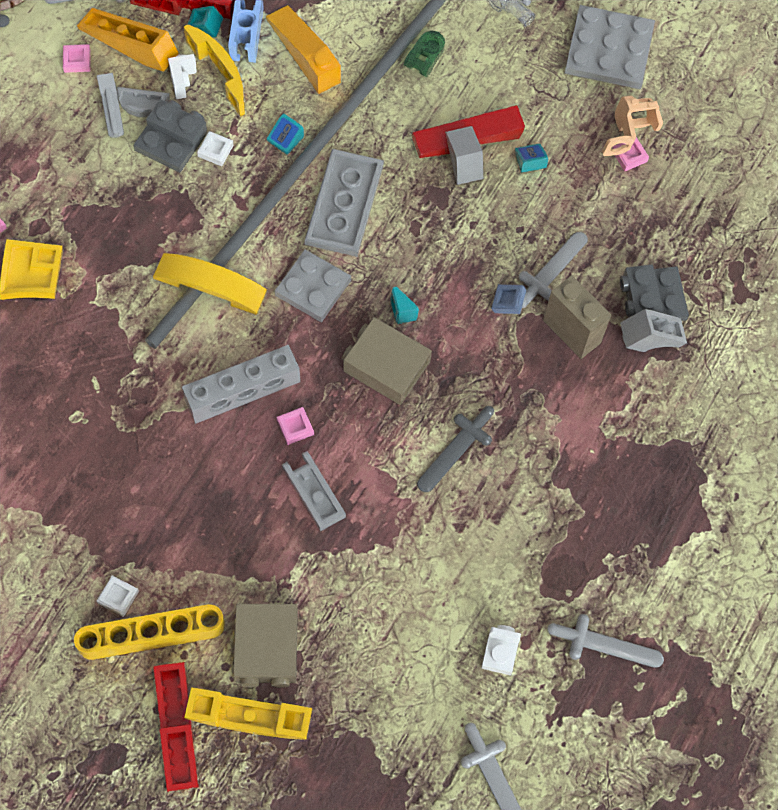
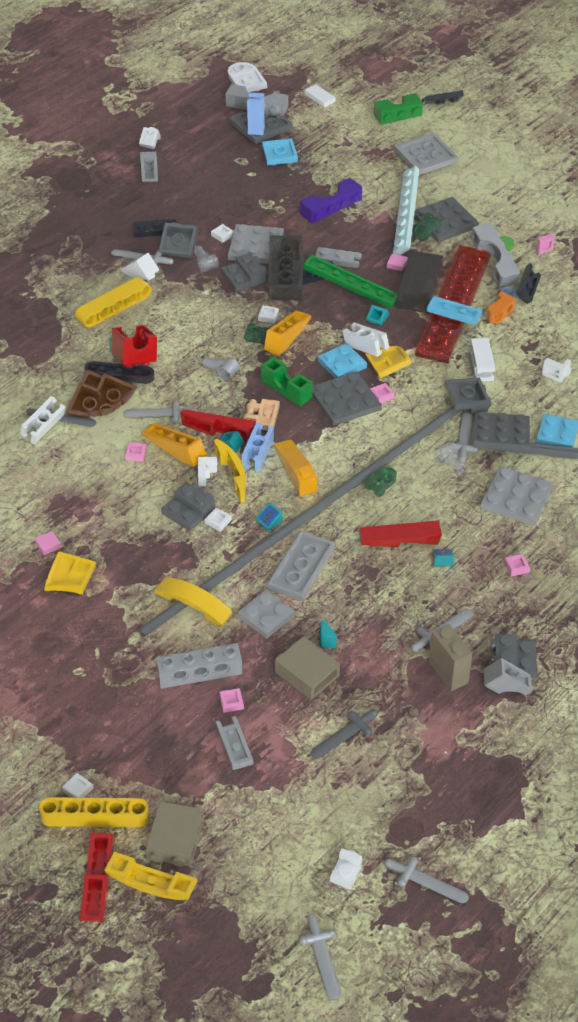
camera: 15 degrees right, 20 degrees down
(110, 105) = (151, 480): light grey piece -> none
(139, 102) = (171, 483): light grey tile -> none
(465, 155) = (394, 547): light grey slope -> none
(508, 299) = (405, 643): sand blue tile -> none
(626, 124) = (520, 530): light nougat piece -> none

